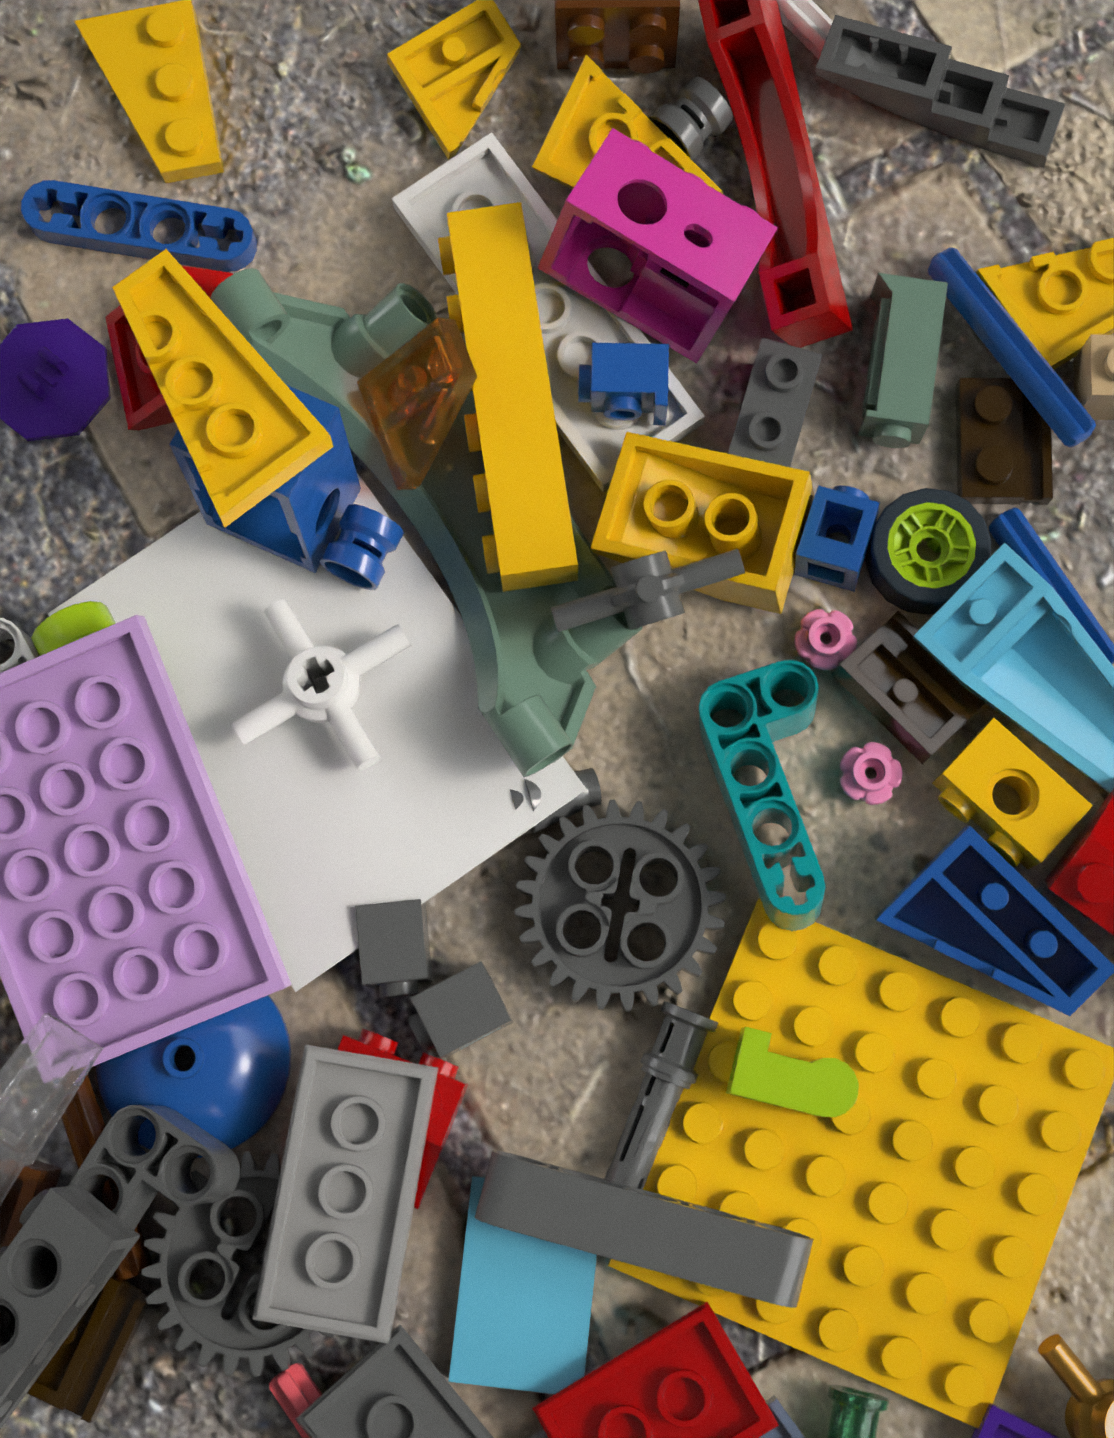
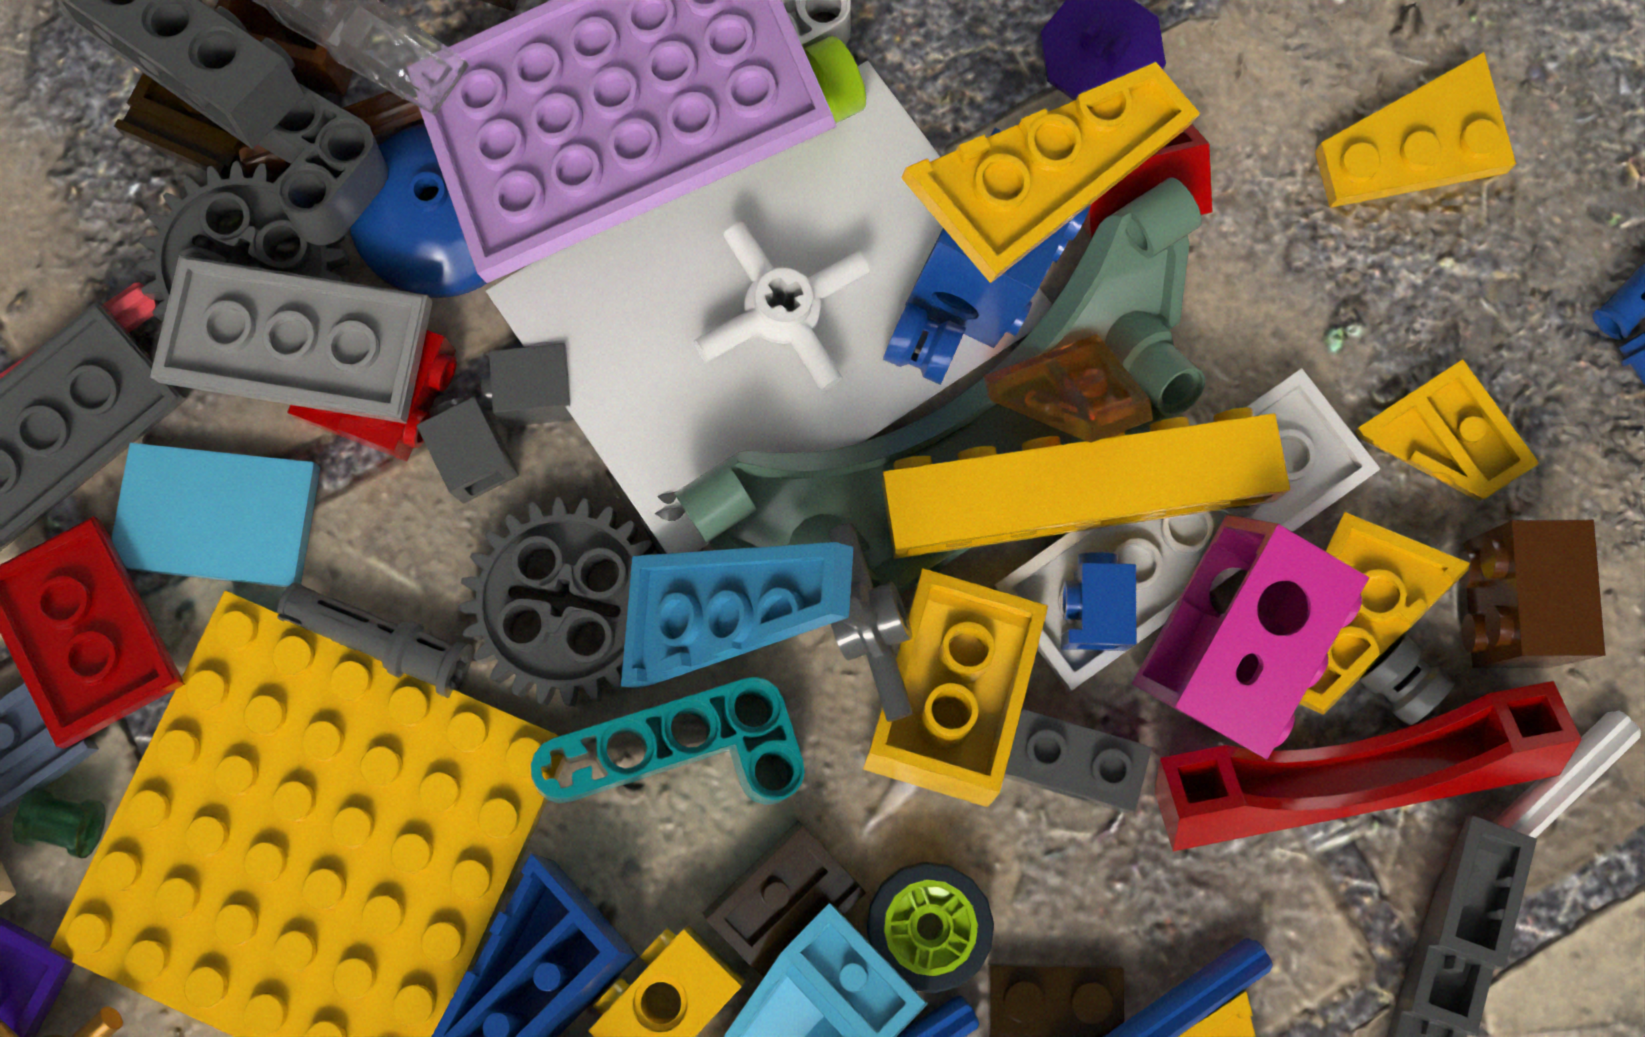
camera: 90 degrees right, 0 degrees up
(142, 216) = (1258, 124): blue beam -> none
(637, 731) = (728, 602): none -> dark azure wing
(644, 1228) = (243, 620): dark grey beam -> none
(814, 1087) = (374, 763): lime leg -> none
(823, 655) = (833, 833): bright pink plate -> none
(832, 561) = (970, 818): blue brick -> none
(855, 782) = (713, 862): bright pink plate -> none
(902, 359) = (1140, 905): sand green window -> none

